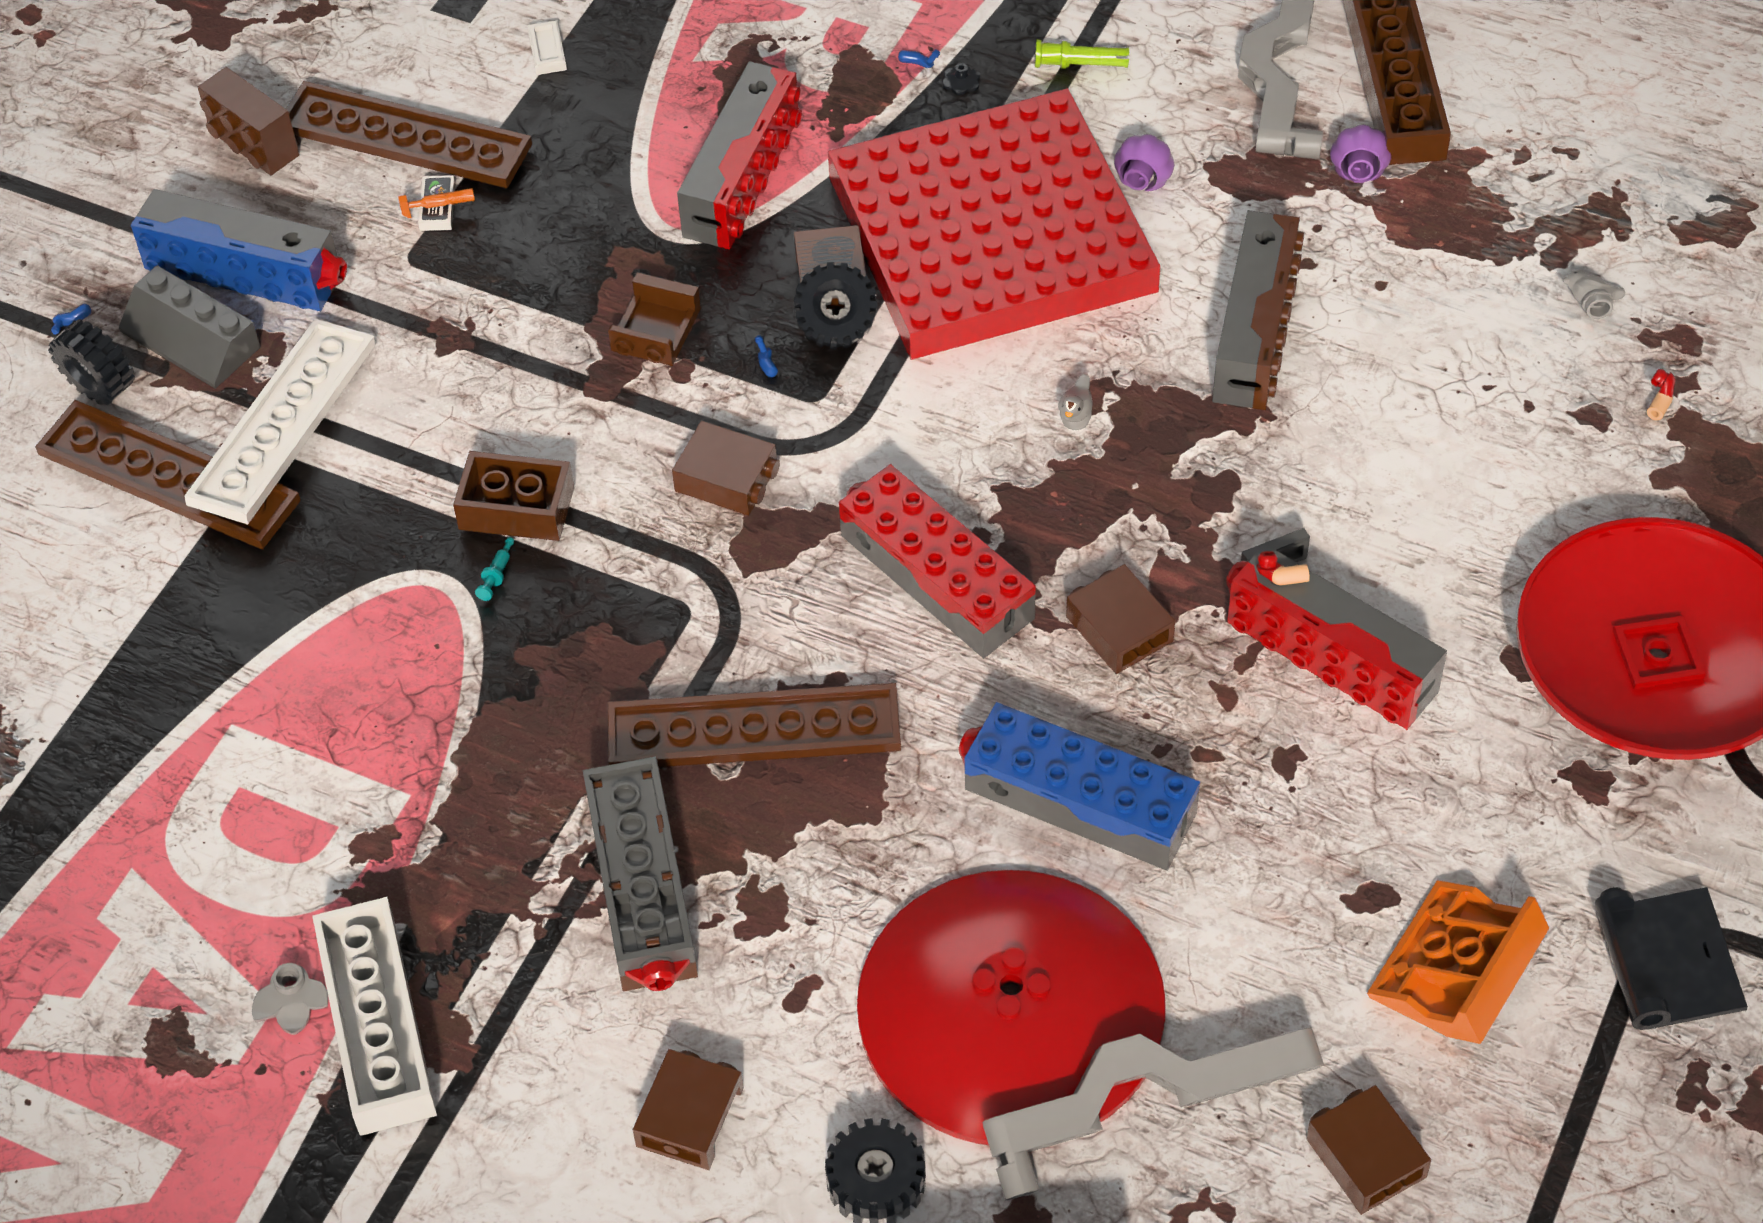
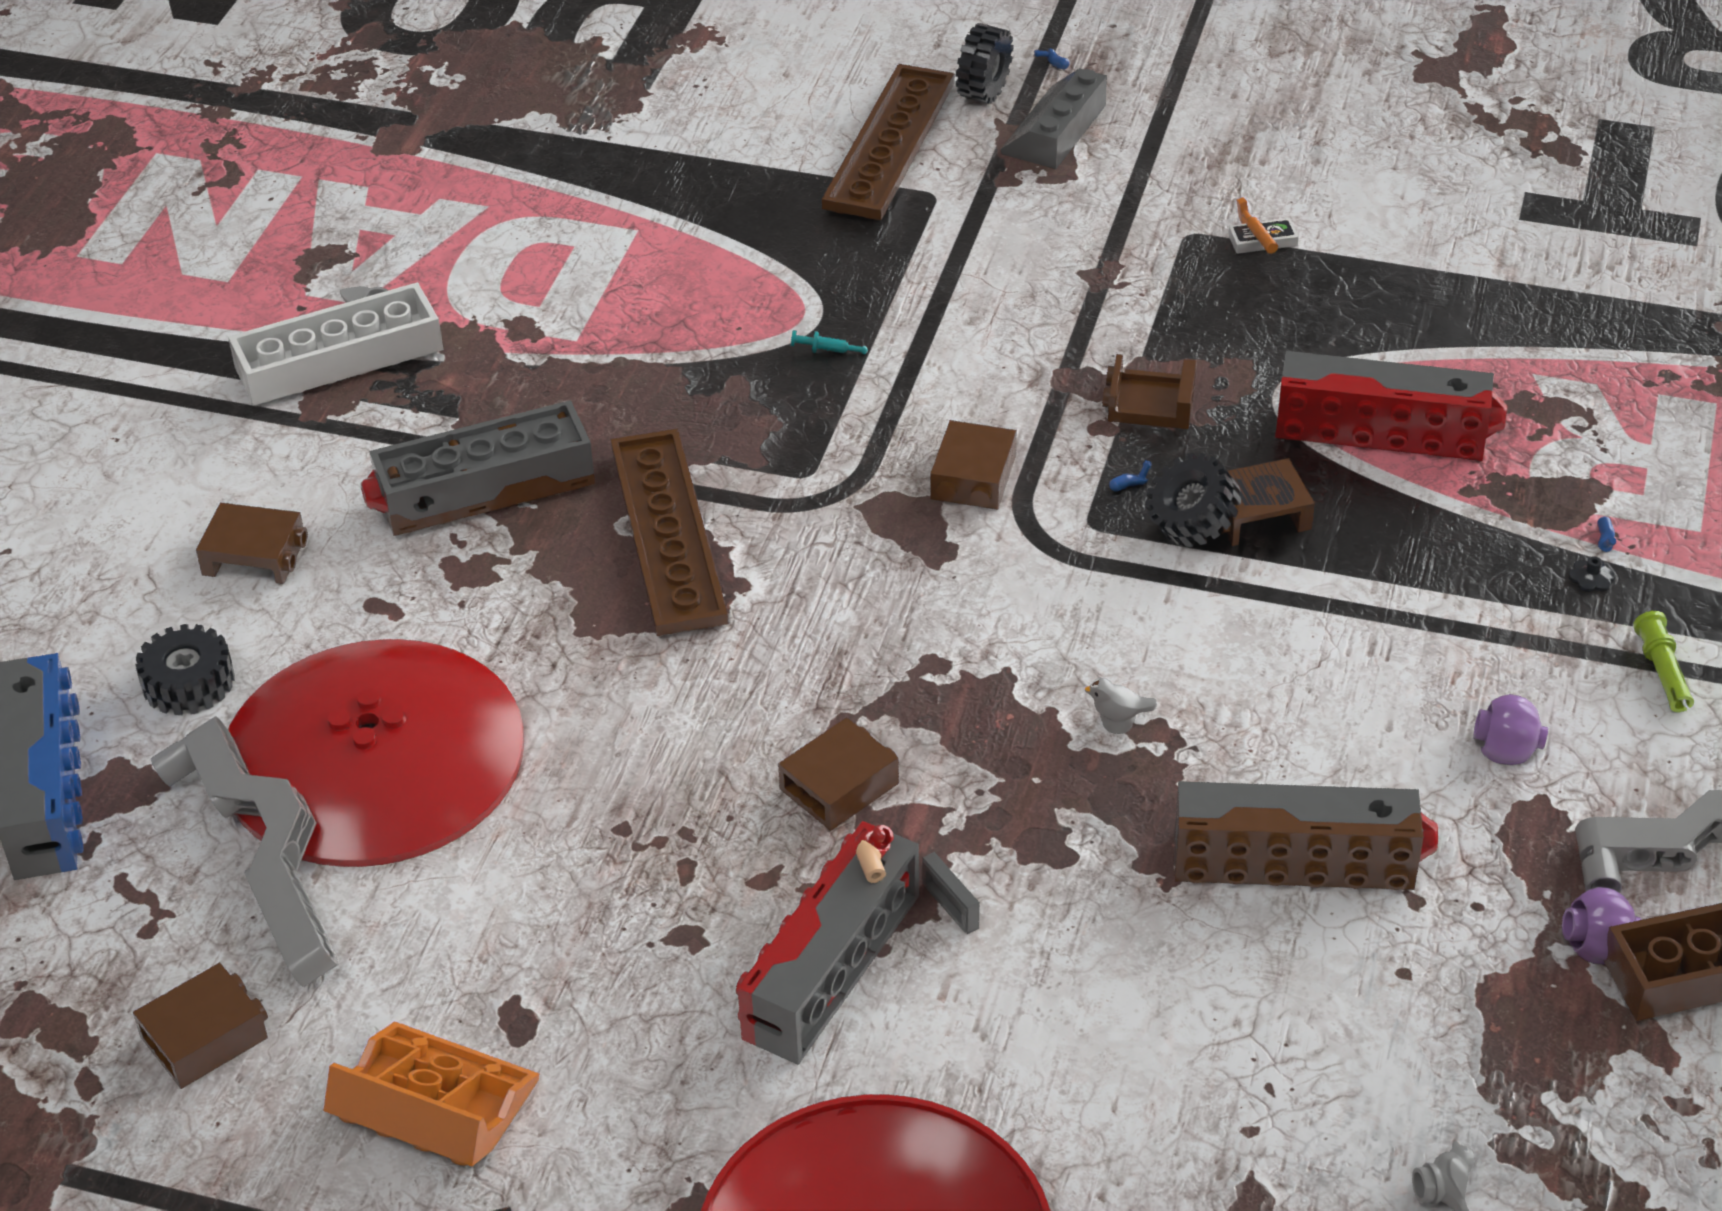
camera: 80 degrees right, 10 degrees down
(238, 250) = (1141, 119): blue piece -> none
(248, 121) = (1305, 95): reddish brown brick -> none
(280, 421) = (958, 182): white plate -> none
(407, 134) = (1341, 200): reddish brown plate -> none
(514, 495) = (900, 331): reddish brown brick -> none
(546, 47) = (1502, 270): white tile -> none
(937, 560) = (879, 621): piece -> none
(992, 223) = (1370, 616): brick -> none
(1080, 785) = (612, 759): blue piece -> none

